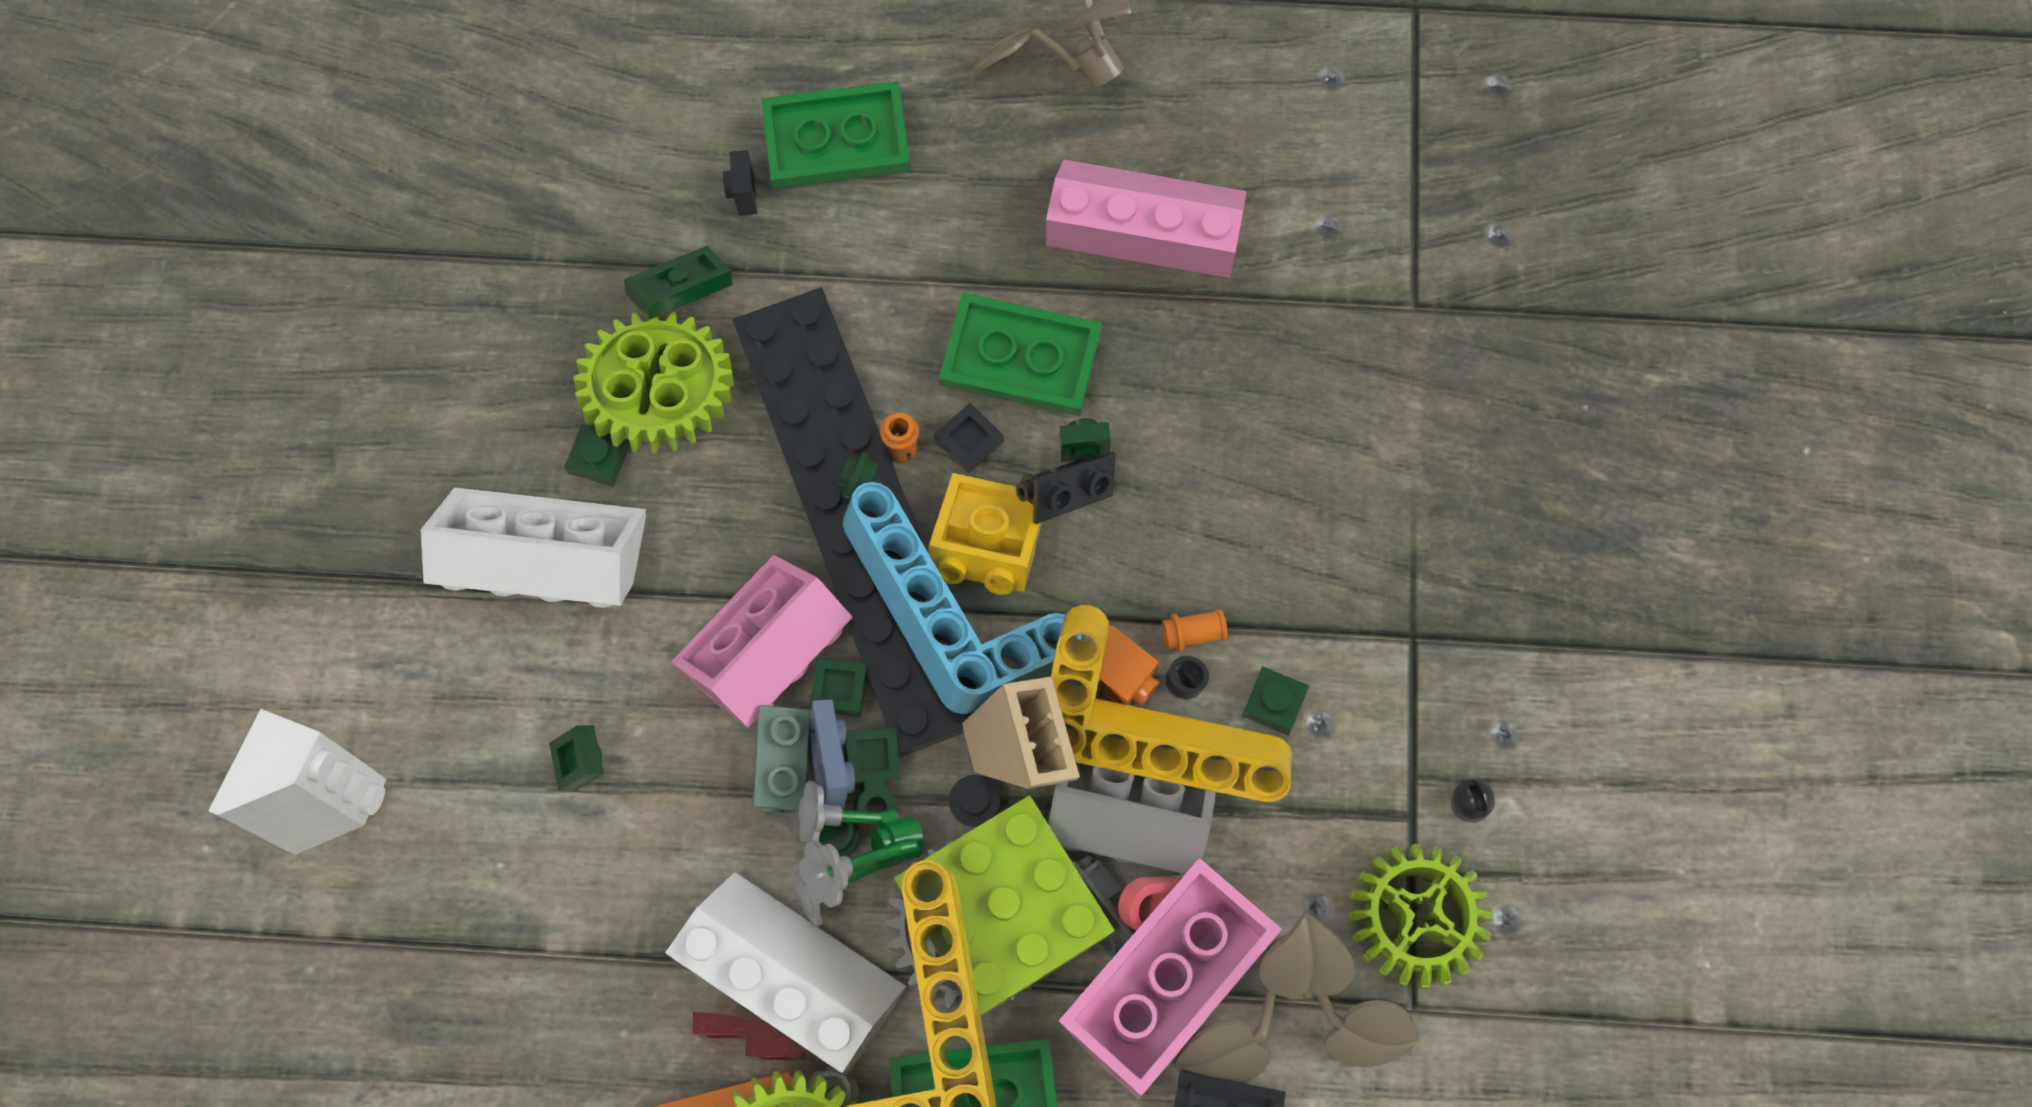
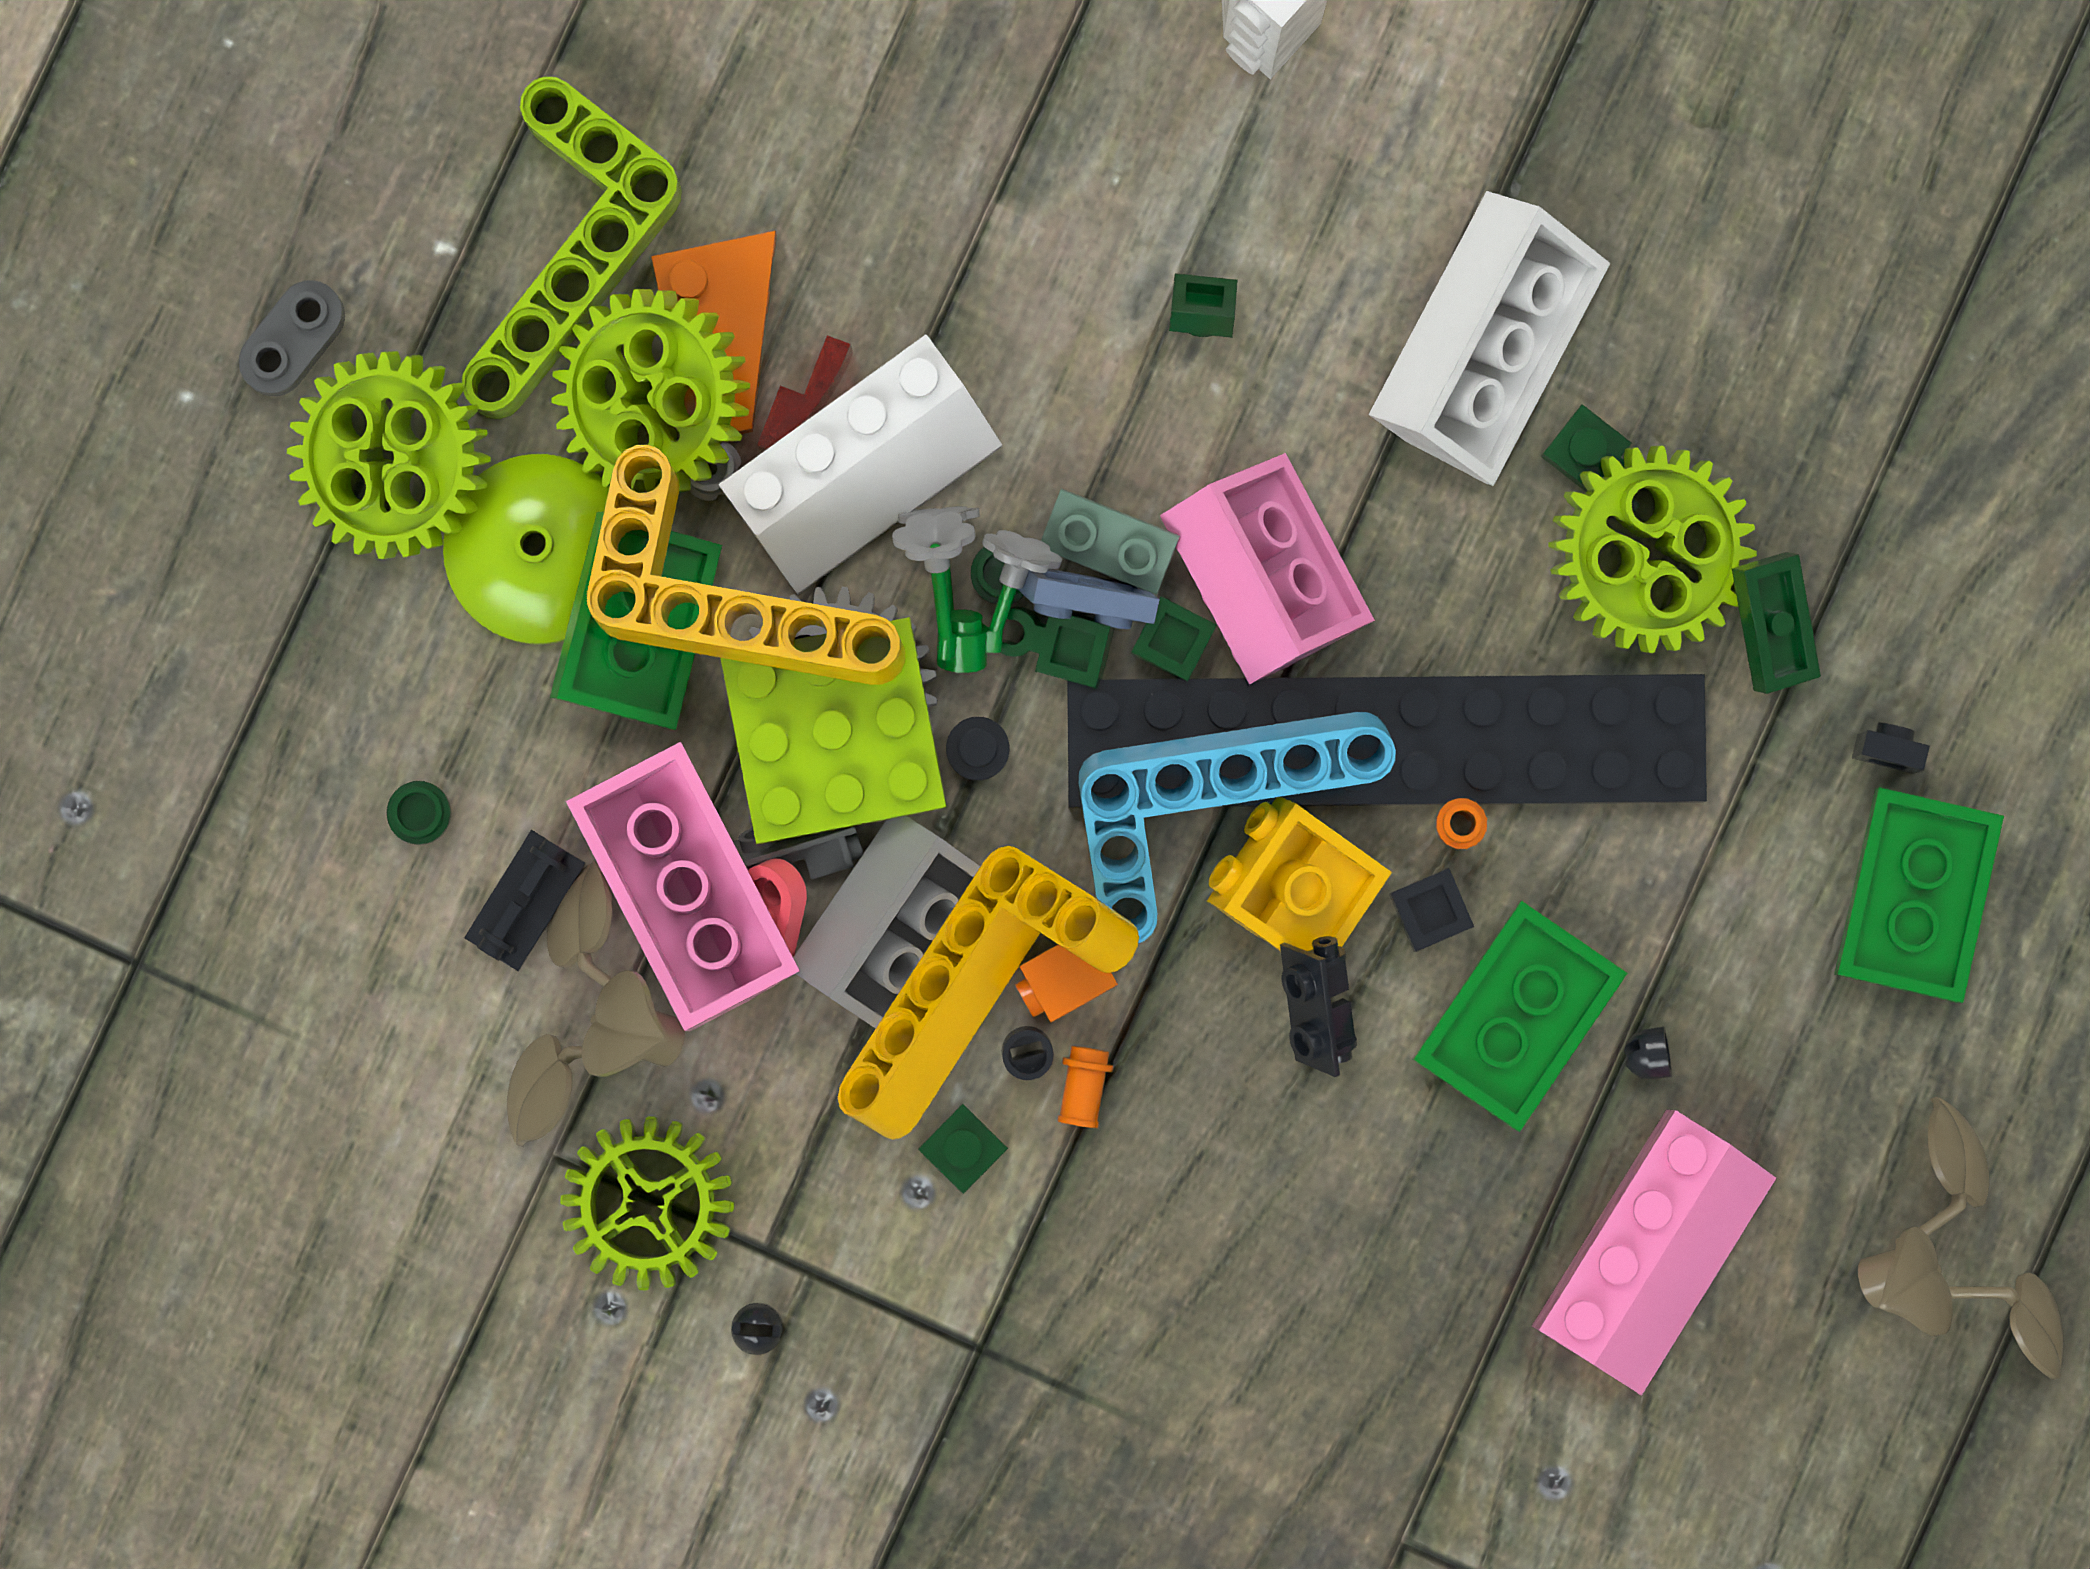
camera: 110 degrees right, 15 degrees up
(856, 473) = (1420, 751): dark green plate -> none
(1011, 262) = (1649, 1054): none -> black hinge
(1021, 736) = (1007, 821): tan slope -> none
(1083, 437) = (1374, 1050): dark green plate -> none

